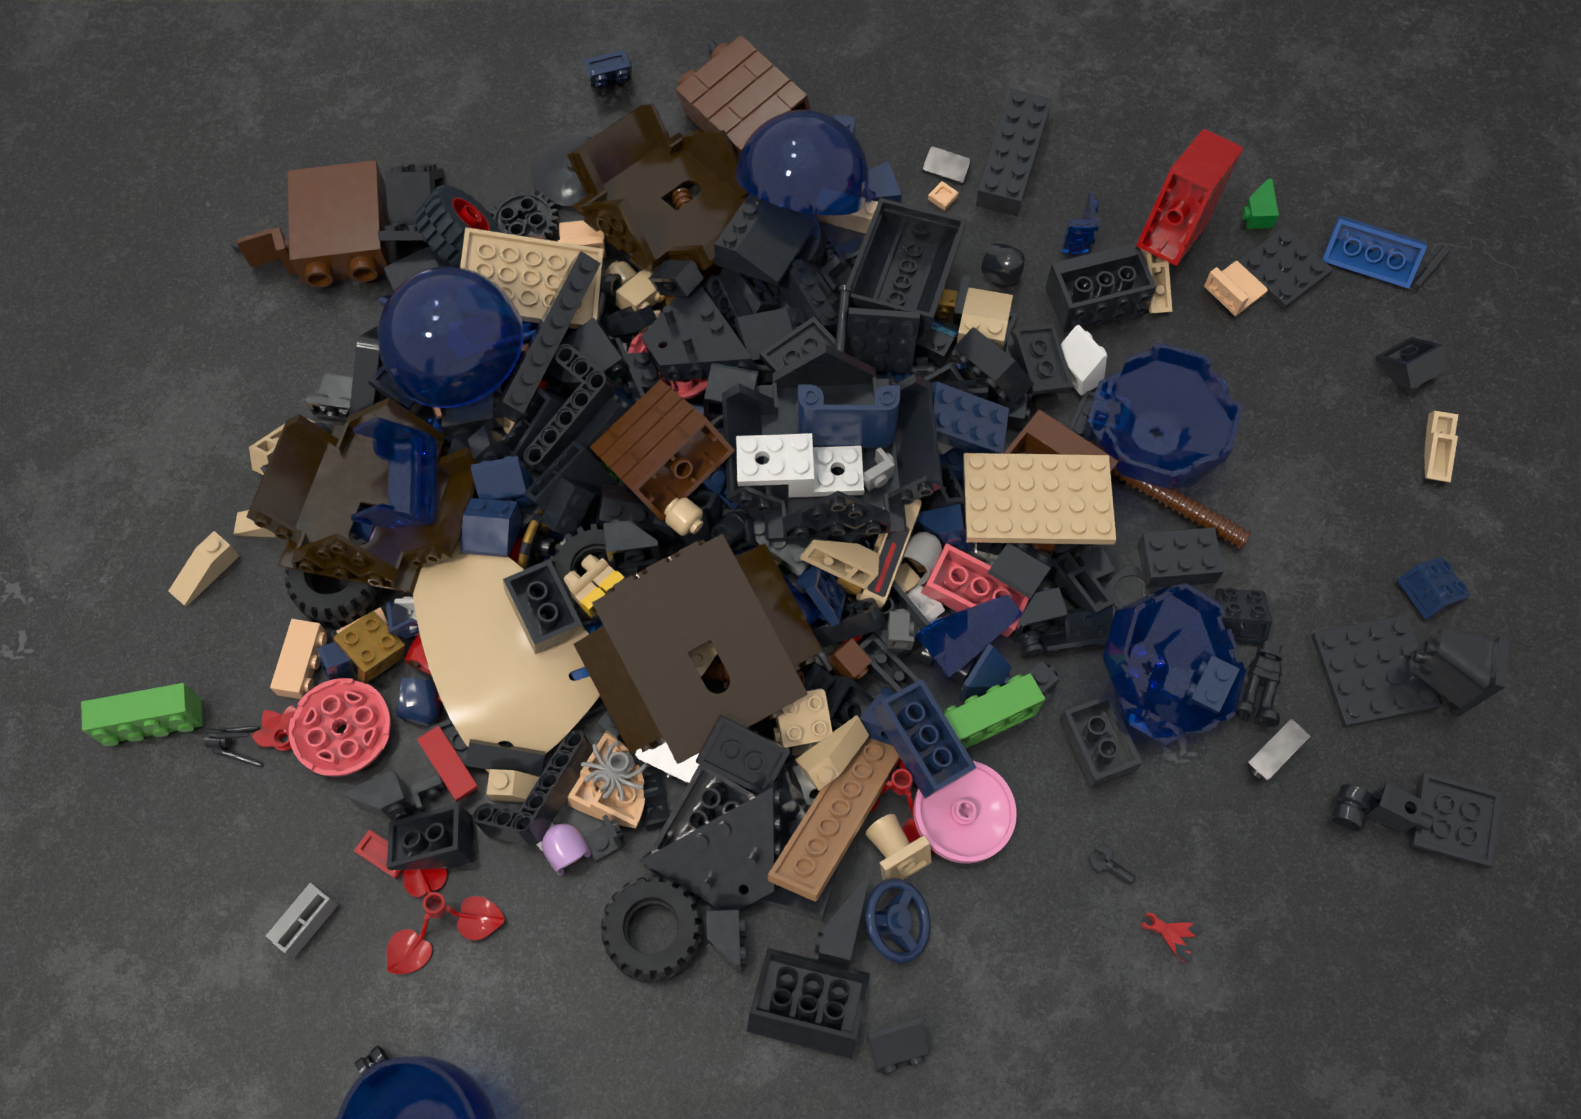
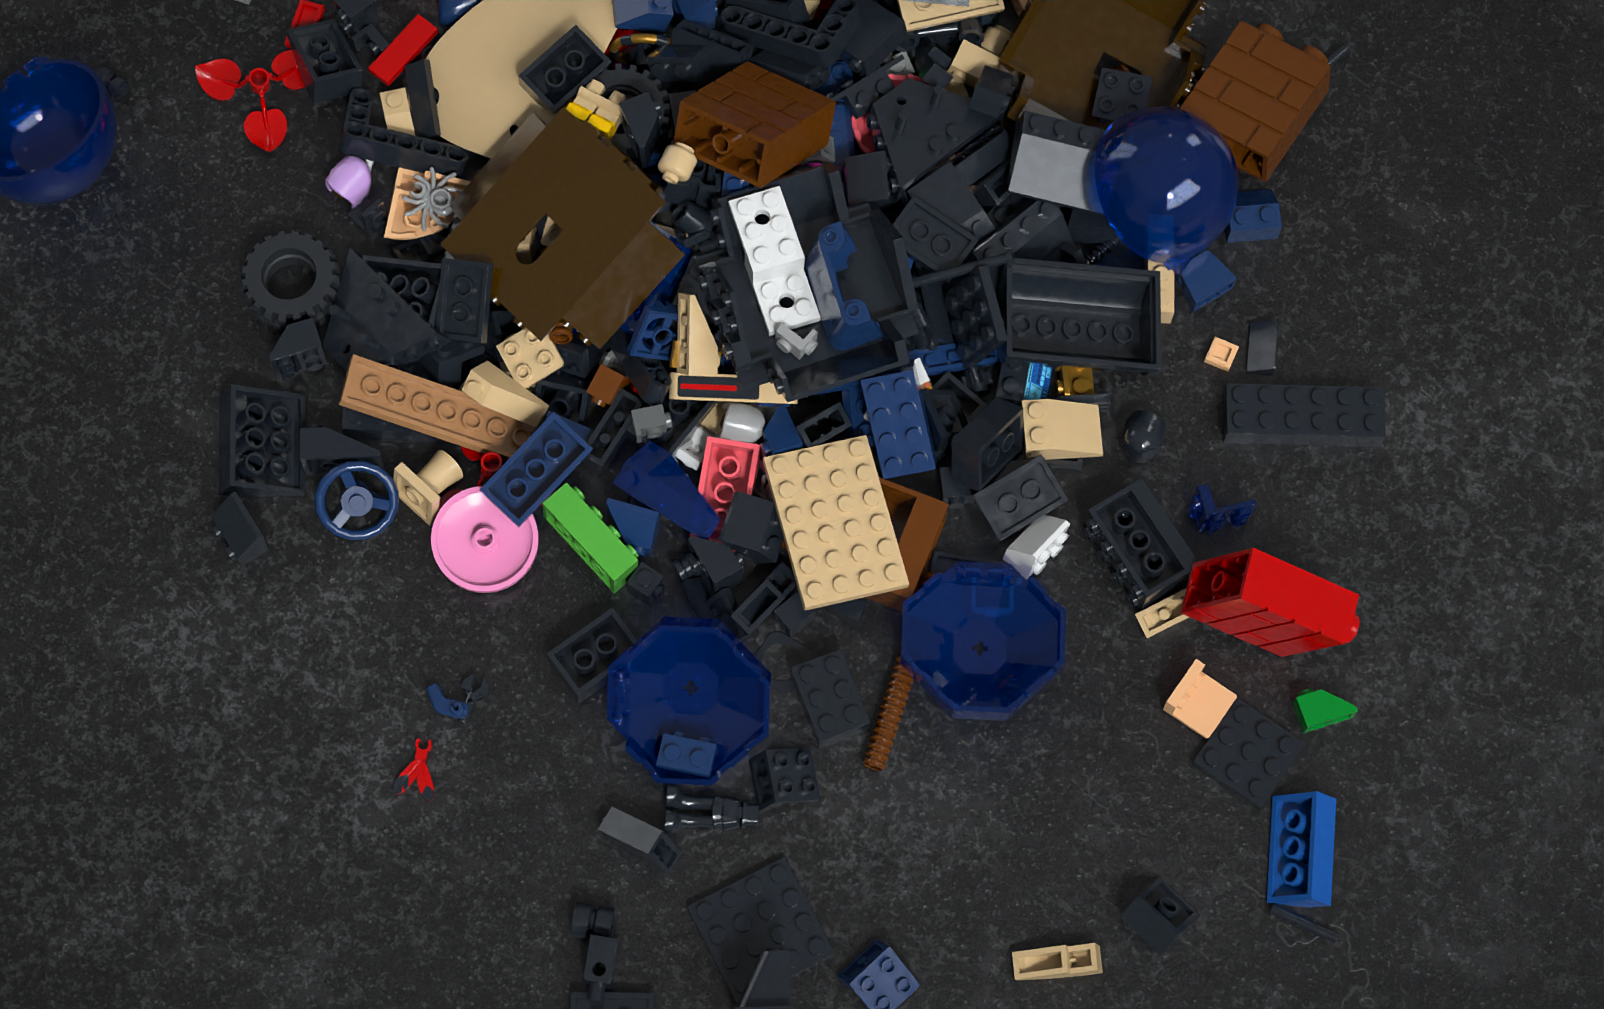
camera: 70 degrees right, 5 degrees up
(709, 191) = (1120, 94): none -> black hinge
(1116, 890) = (445, 706): none -> dark blue arm

